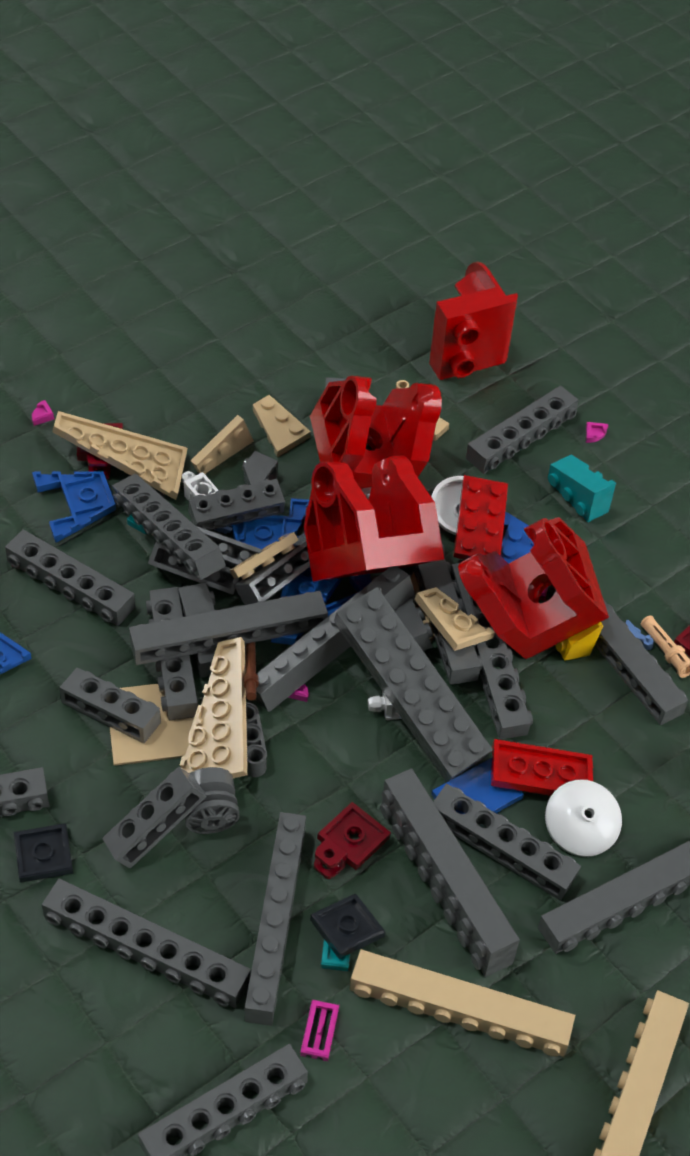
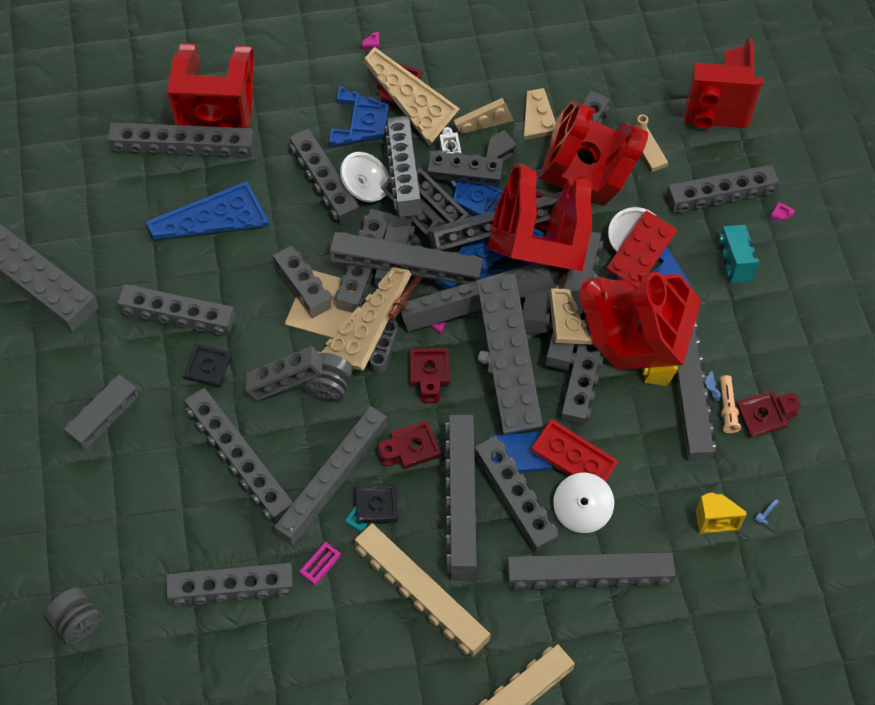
camera: 30 degrees right, 10 degrees up
(121, 558) = (364, 176): none -> white dish
(266, 557) = (456, 218): tan wing -> none
(328, 756) = (430, 379): none -> dark red plate

